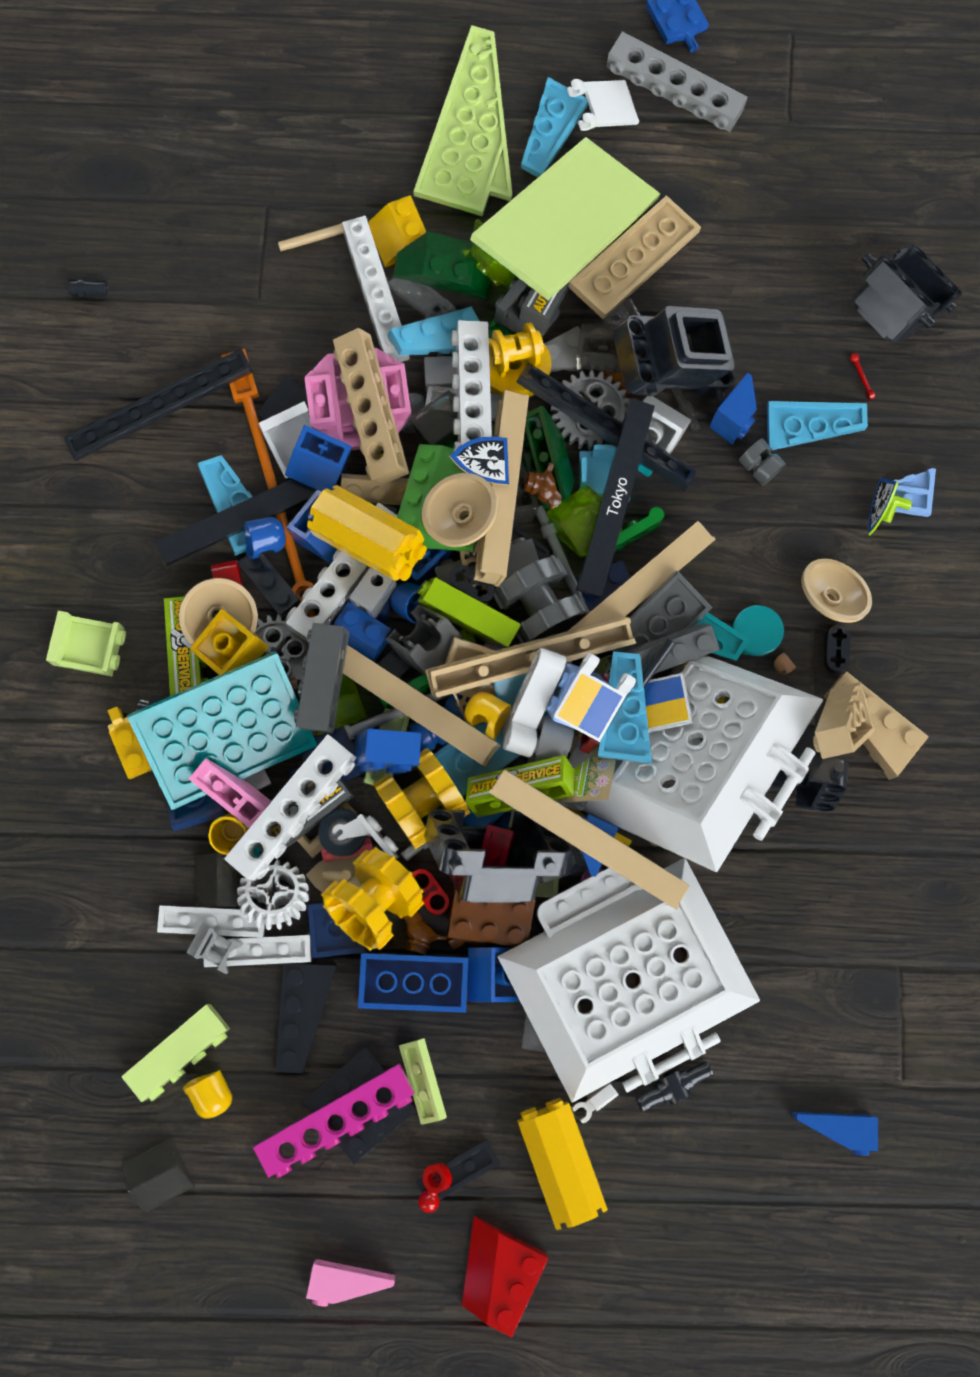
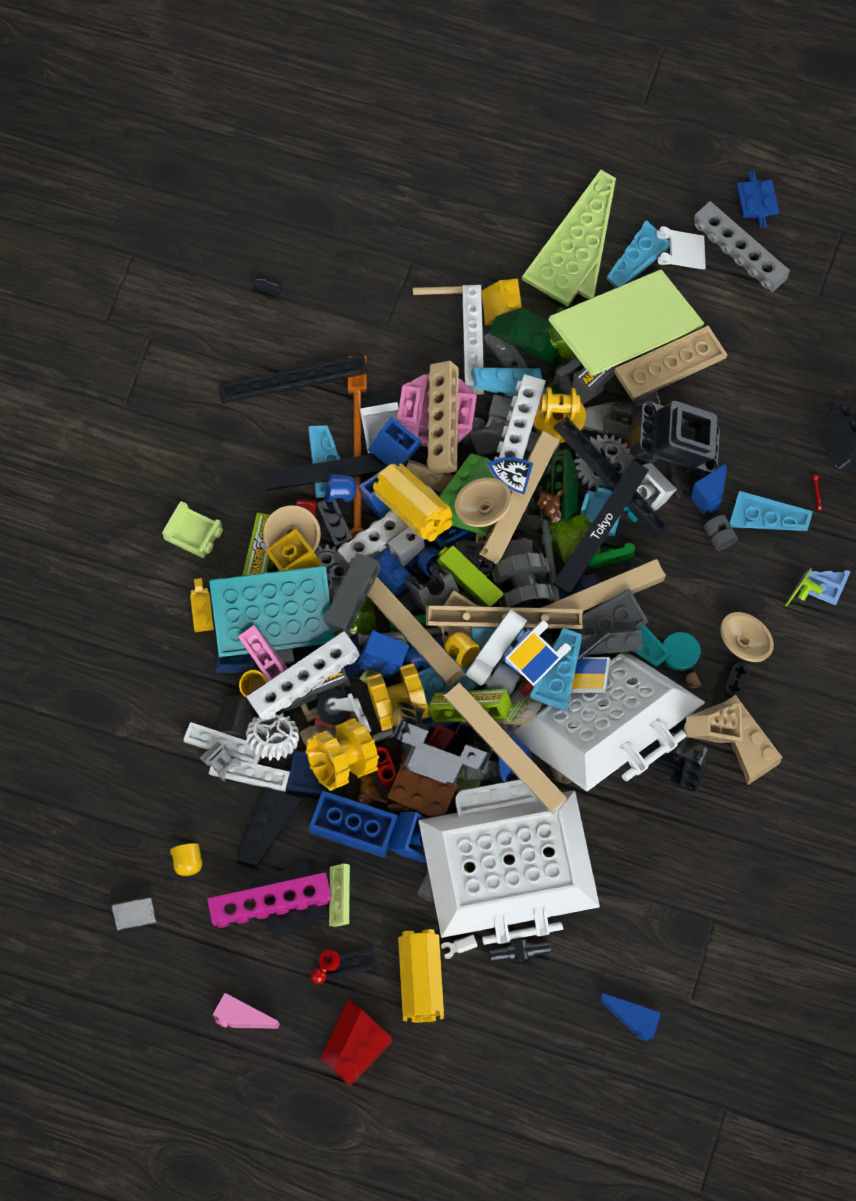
camera: 25 degrees right, 10 degrees down
(175, 1053) = (172, 825): yellowish green brick -> none

